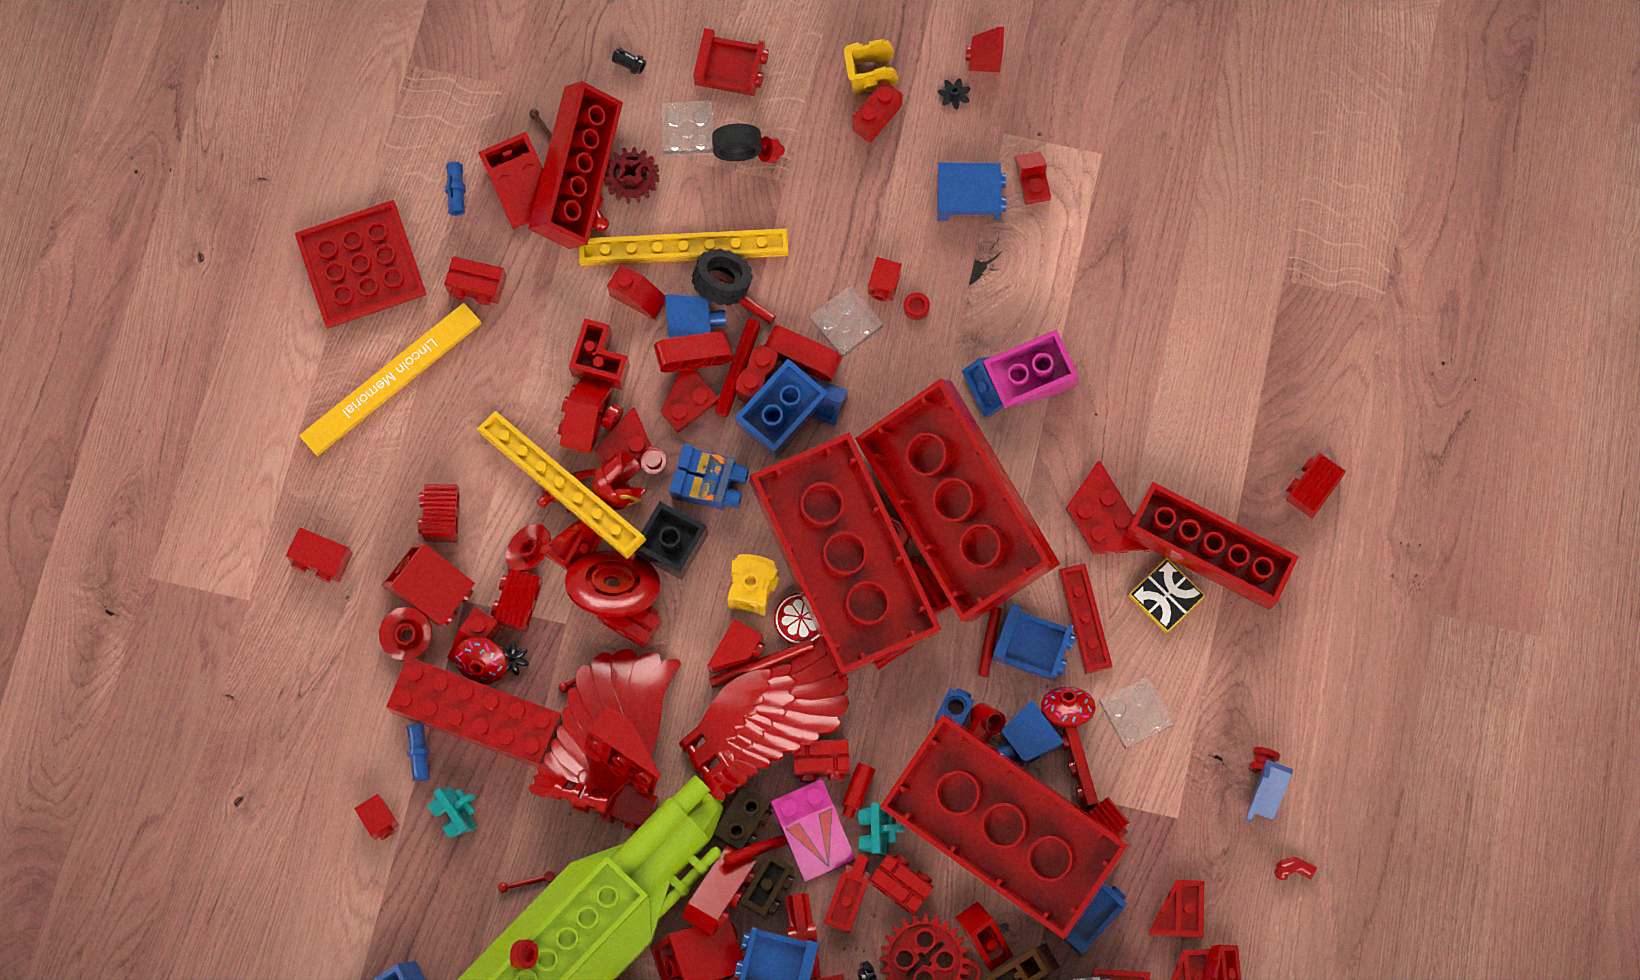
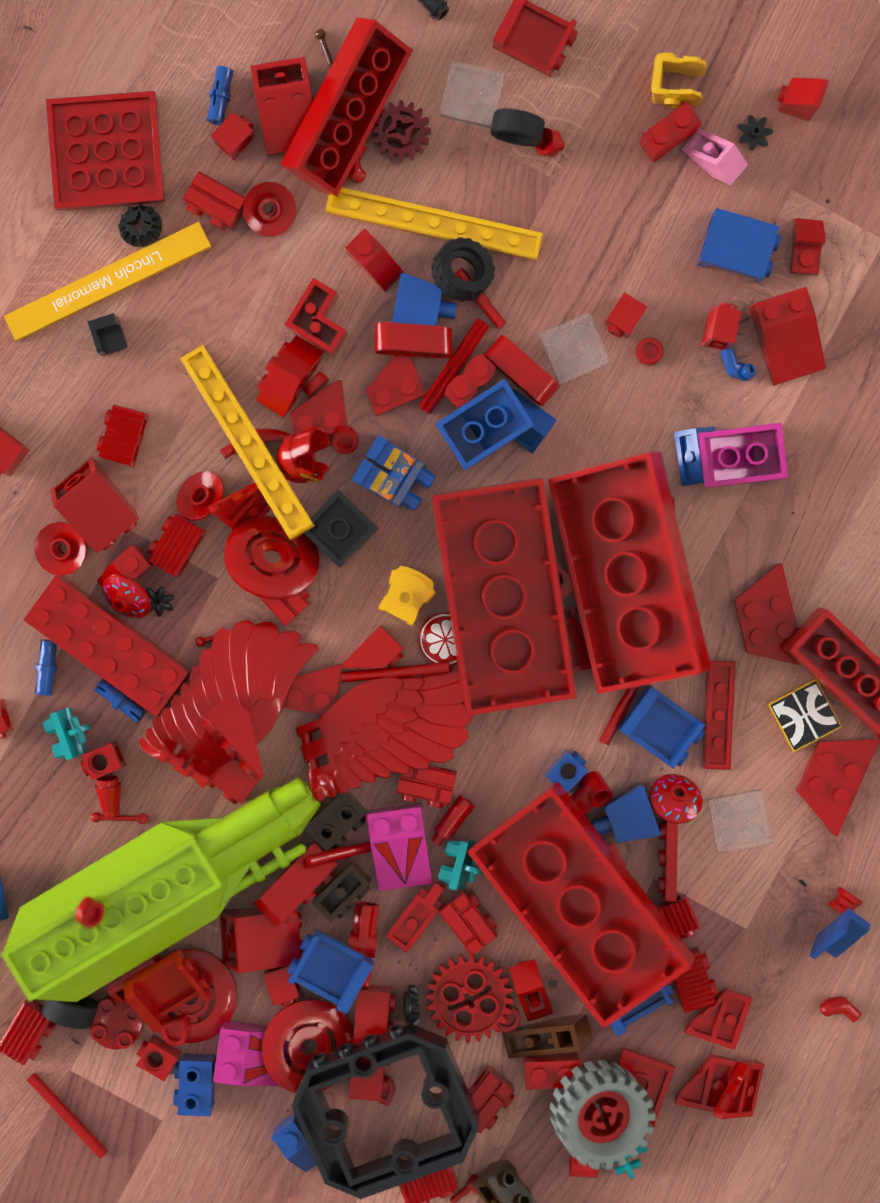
camera: 15 degrees right, 15 degrees up
(402, 425) = (107, 334): none -> black panel
(419, 325) = (148, 233): none -> black gear
(477, 219) = (234, 135): none -> red brick
(499, 763) = (120, 701): none -> blue pin
(499, 814) = (114, 758): none -> red brick
(511, 860) = (109, 794): none -> red cone
(535, 264) = (279, 217): none -> red dish
(687, 703) = (315, 690): none -> red wing
(925, 121) = (715, 156): none -> bright pink slope
(976, 263) = (721, 327): none -> red brick
(1001, 300) = (735, 368): none -> blue arm
(1040, 256) = (788, 335): none -> red slope
(1140, 880) = (694, 987): none -> red brick
(1215, 647) = (835, 778): none -> red wing

